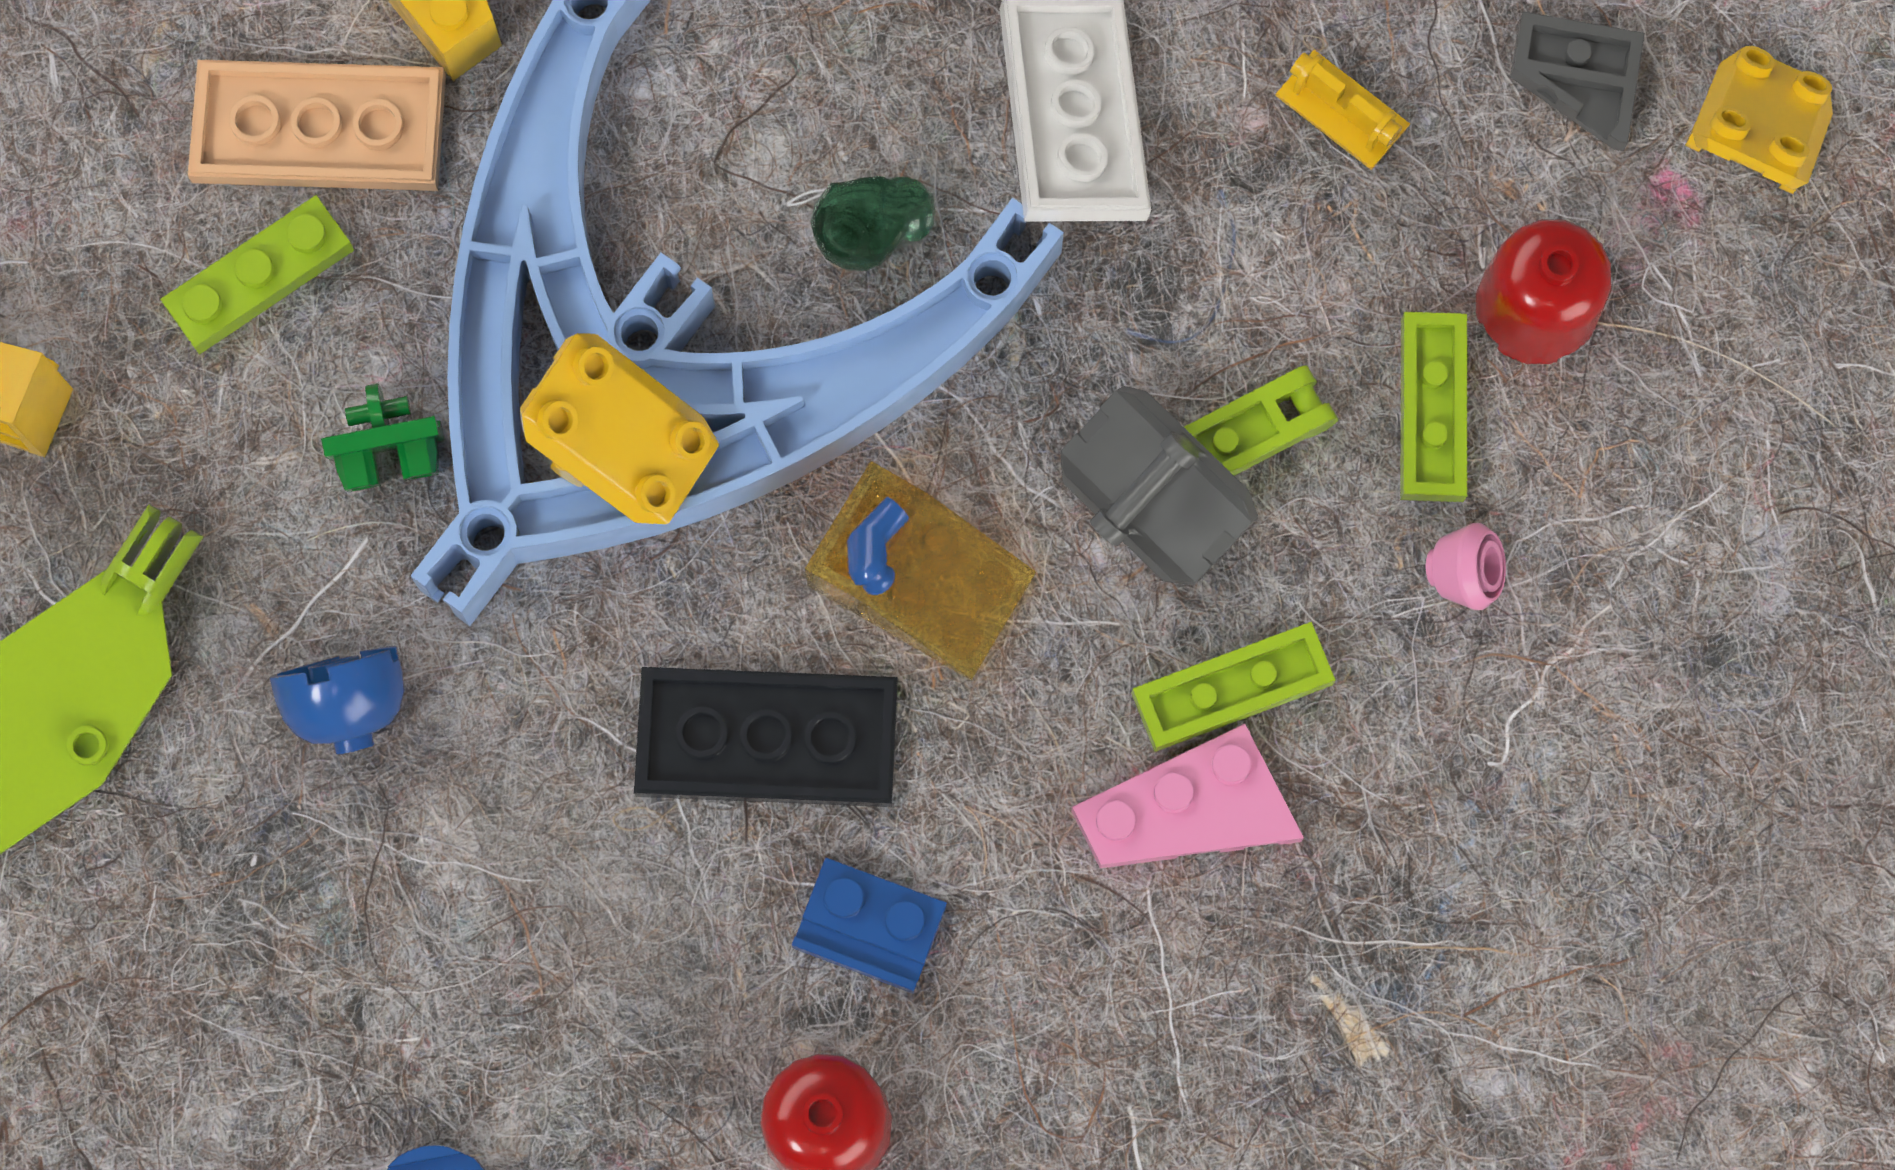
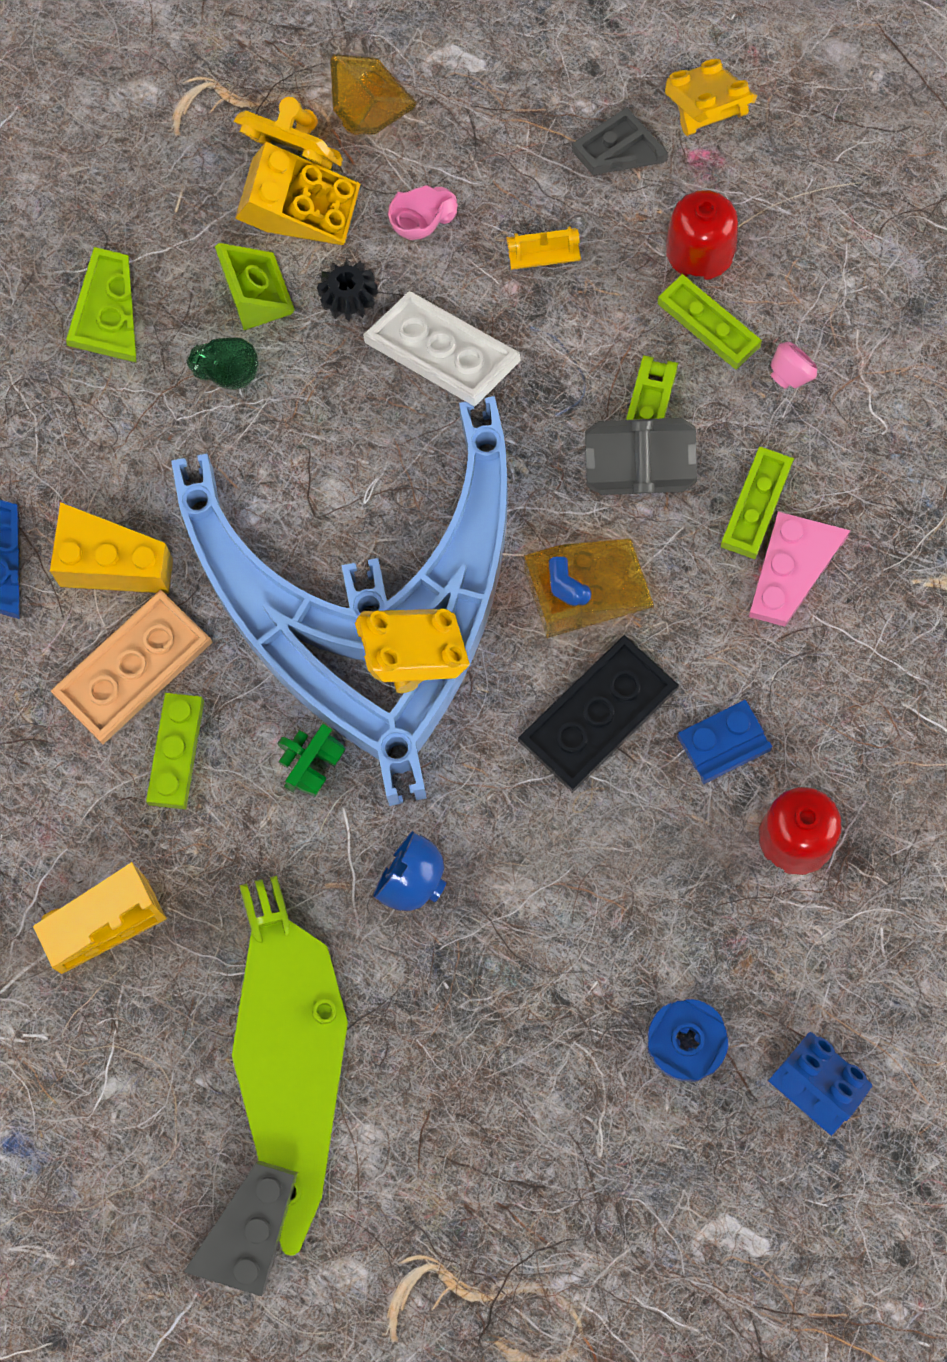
camera: 40 degrees left, 5 degrees down
(868, 218) = (409, 471): clear green hair -> none

